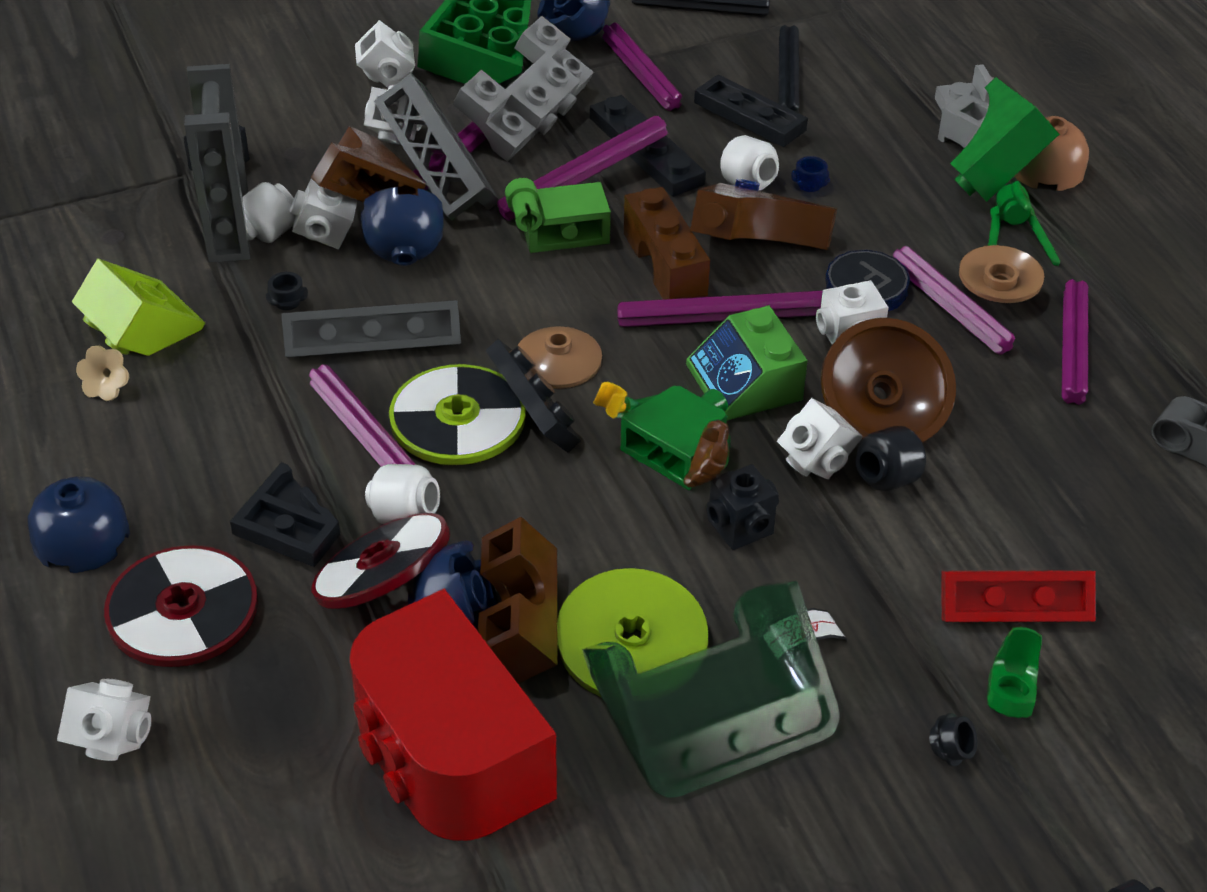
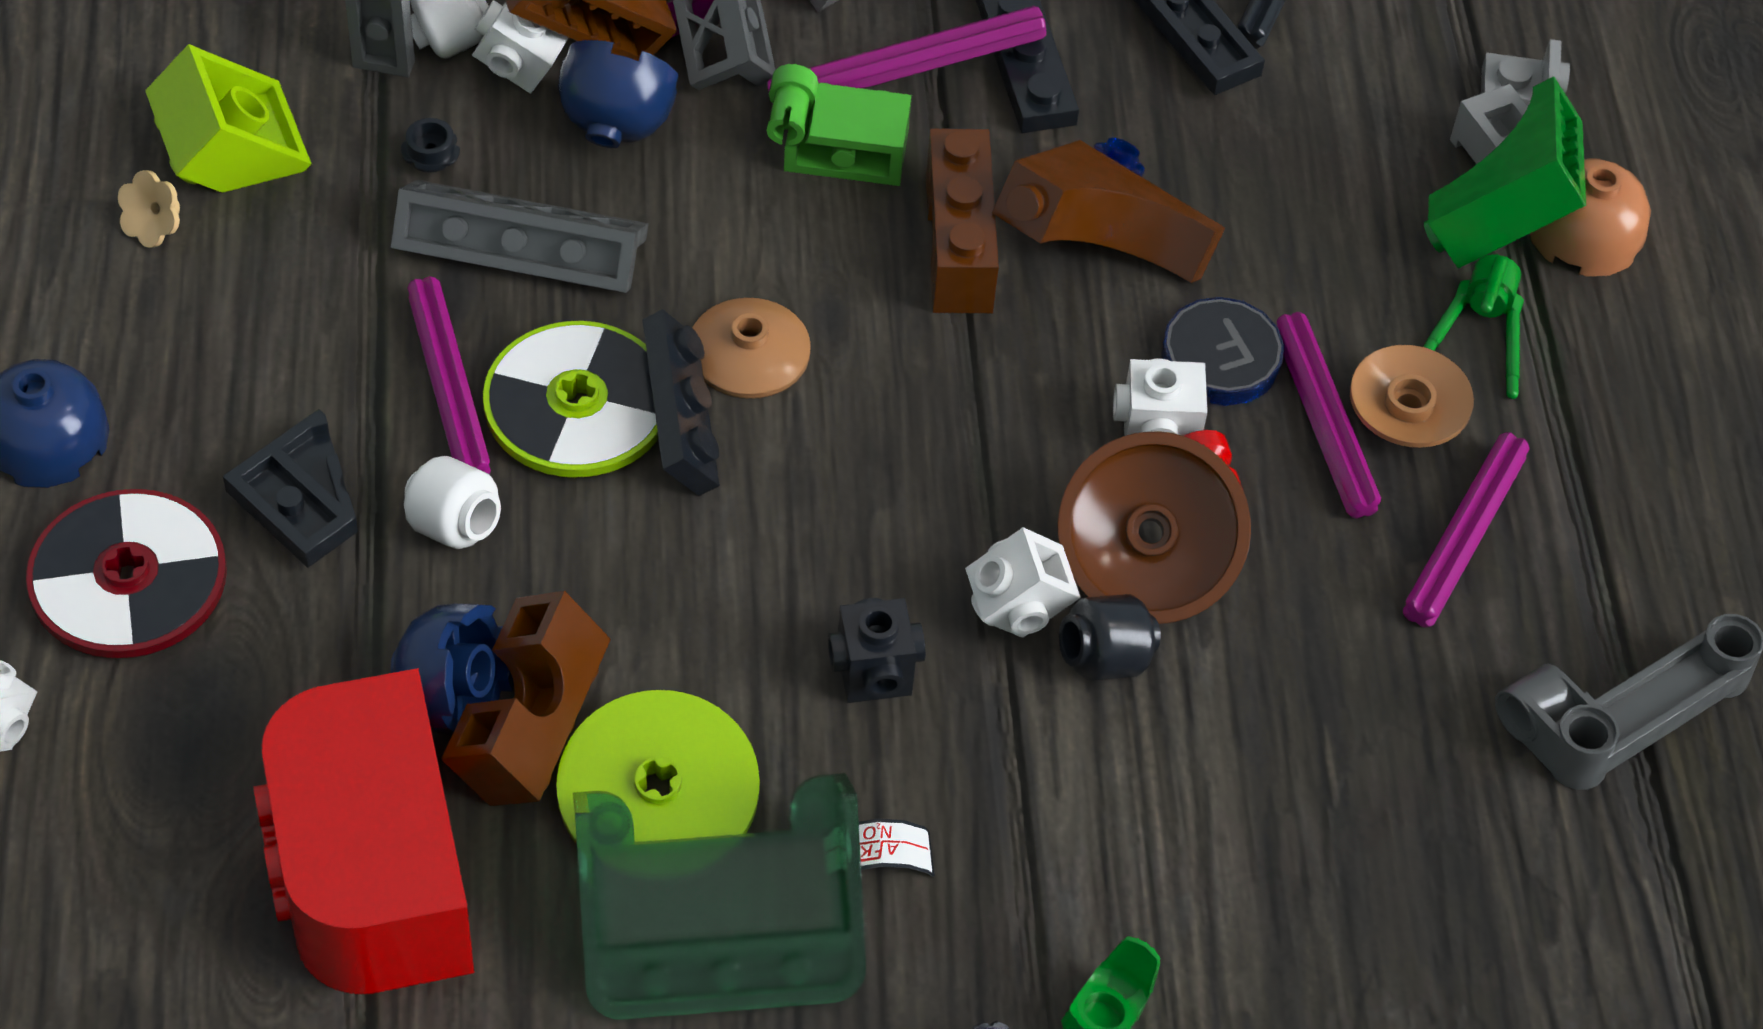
camera: 15 degrees right, 10 degrees up
(380, 560) = (380, 591): piece -> none
(672, 431) = (838, 512): green torso -> none
(715, 308) = (994, 336): magenta axle -> none
(749, 160) = (1145, 113): white head -> none
(750, 363) = (987, 440): bright green slope -> none
(811, 173) = (1228, 152): clear blue plate -> none
(1018, 595) = (1176, 887): red plate -> none

